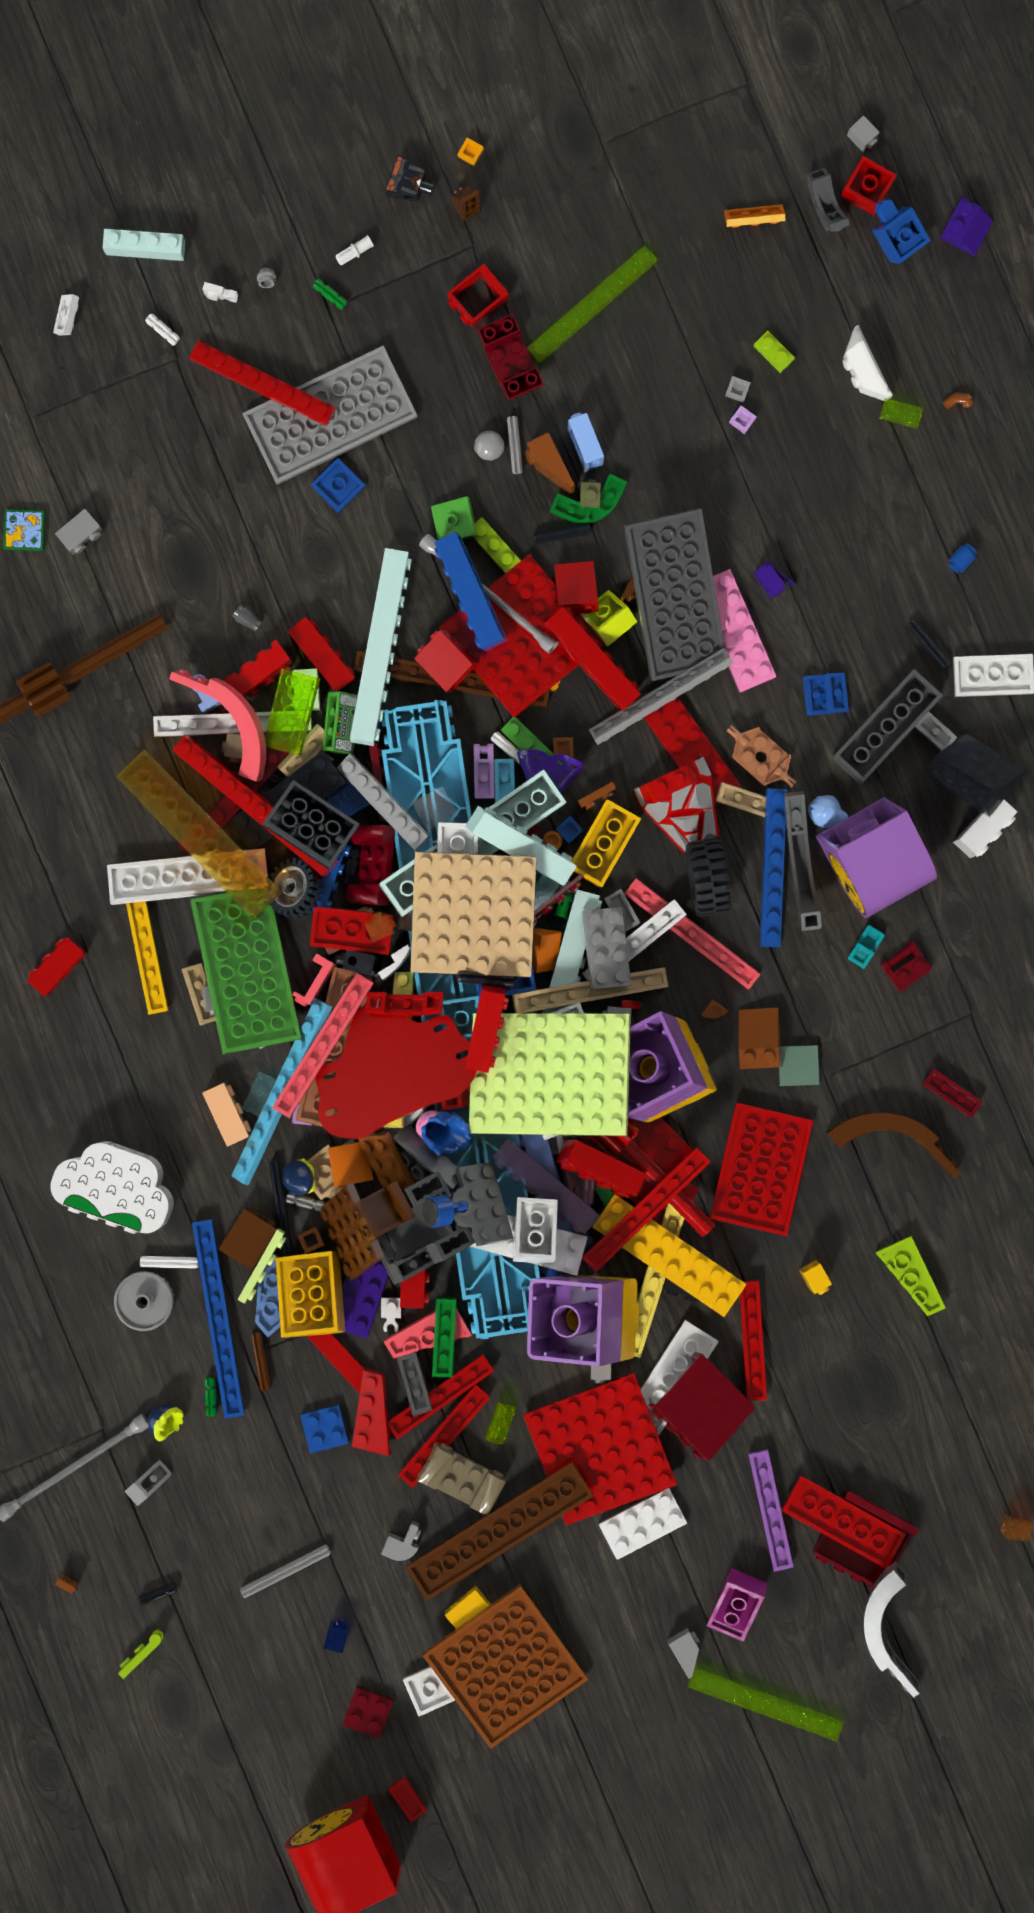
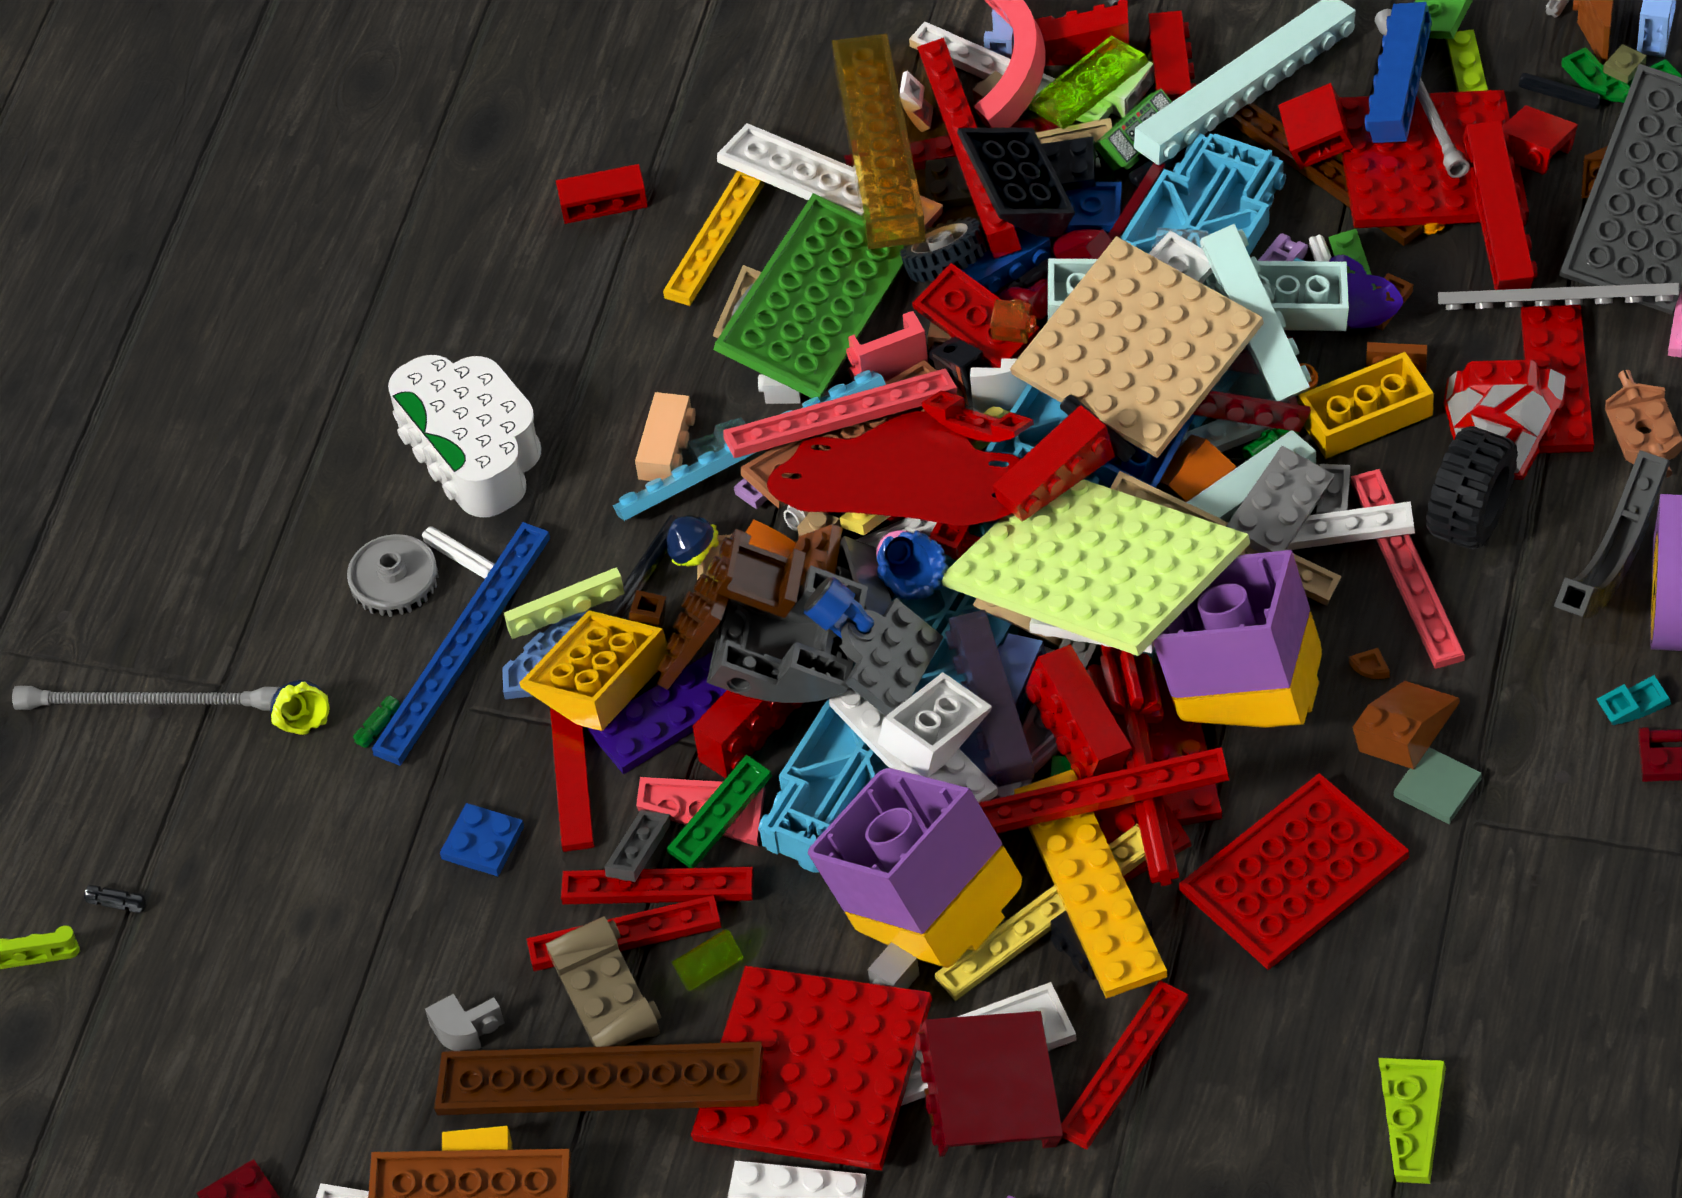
camera: 45 degrees right, 35 degrees down
(66, 1583) = (20, 816): dark orange tile -> none
(148, 1482) = (217, 764): light grey slope -> none
(197, 787) = (914, 104): none -> slope
(249, 1237) = (570, 565): reddish brown panel -> none
(260, 1361) = (471, 719): reddish brown axle -> none
(285, 1571) = (290, 969): light grey axle -> none
(304, 1201) = (673, 578): light grey axle -> none
(336, 1636) = (284, 1079): clear blue brick -> none
(371, 1424) = (545, 858): red wing -> none
(383, 802) = (1120, 202): light grey plate -> none
(390, 1309) = (678, 757): white plate -> none
(569, 829) = (1331, 370): blue plate -> none
(611, 619) = (1555, 195): neon yellow slope -> none
(741, 799) = (1589, 459): tan tile -> none
(773, 868) = (1562, 553): blue plate -> none
(815, 1277) = (1269, 1025): yellow brick -> none
(868, 1122) = (1505, 905): reddish brown arch -> none
(952, 1093) = (1630, 929): dark red plate -> none

